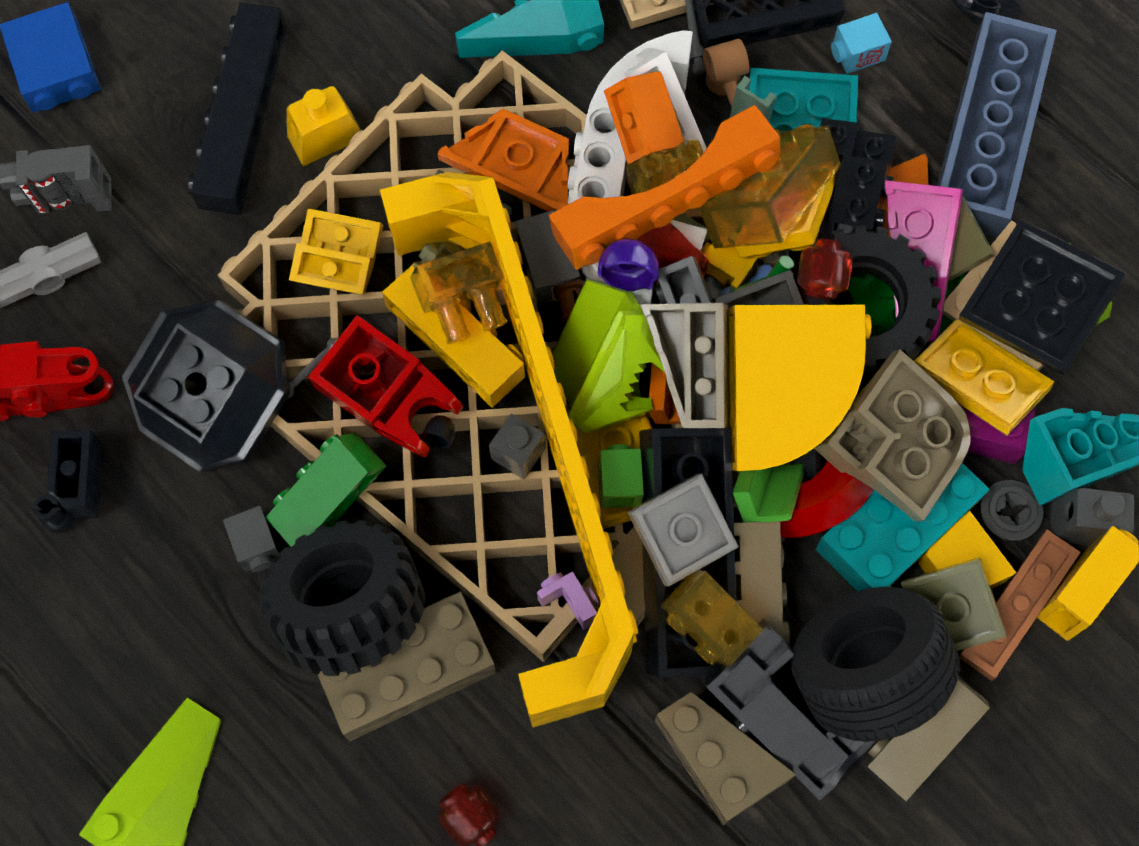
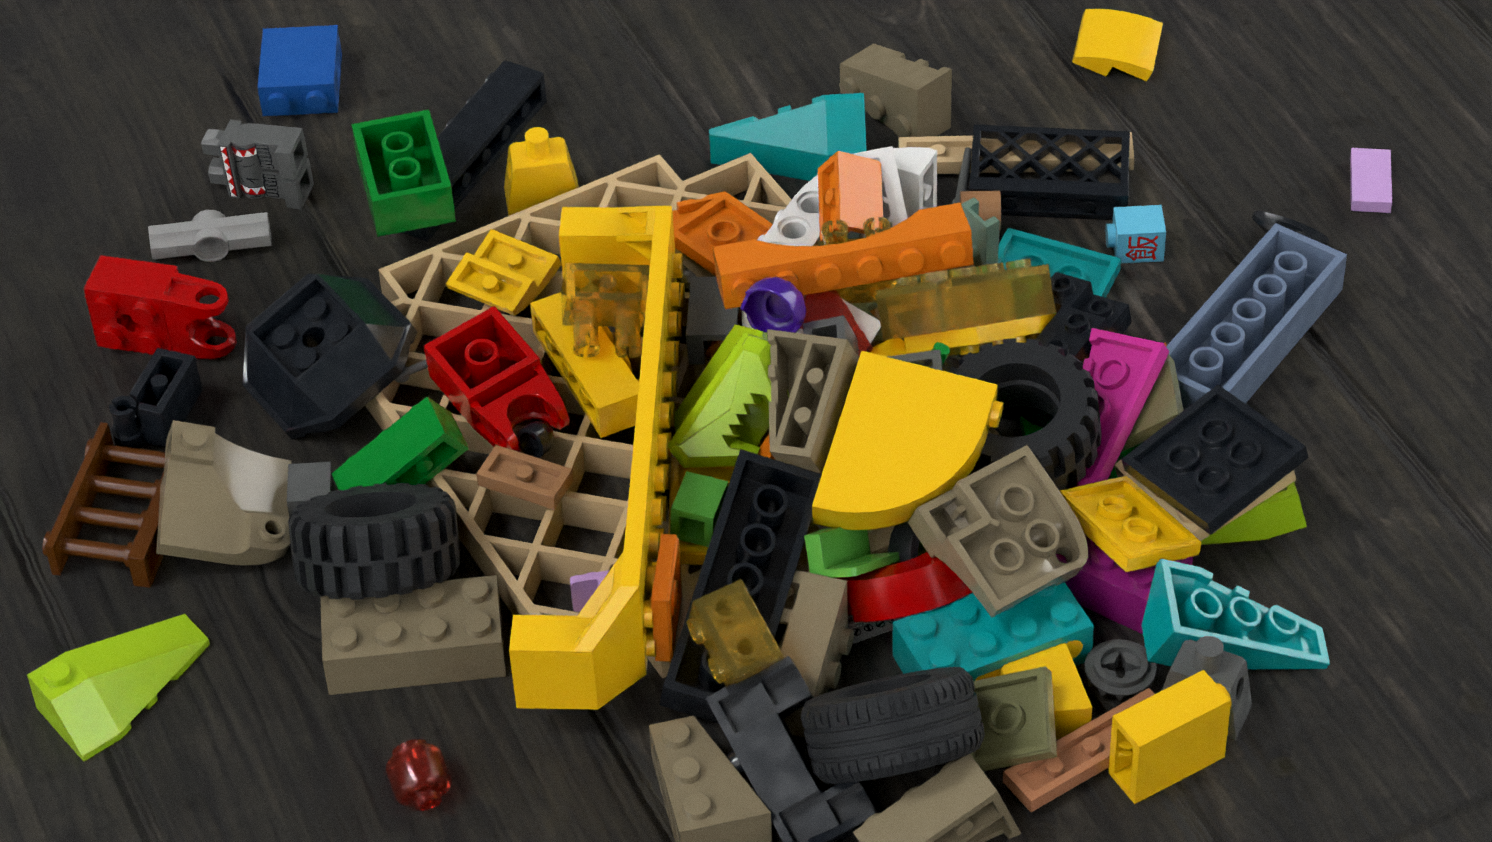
camera: 20 degrees right, 25 degrees down
(121, 614) = (77, 510): none -> reddish brown fence
(178, 577) = (221, 500): none -> dark tan slope
(204, 169) = (403, 173): none -> green brick
(446, 479) = (525, 477): none -> medium nougat plate
(517, 446) = (606, 463): dark grey brick -> none
(635, 596) = (666, 597): none -> orange tile
(682, 529) = (738, 545): light grey tile -> none
(824, 269) = (976, 353): clear red head -> none

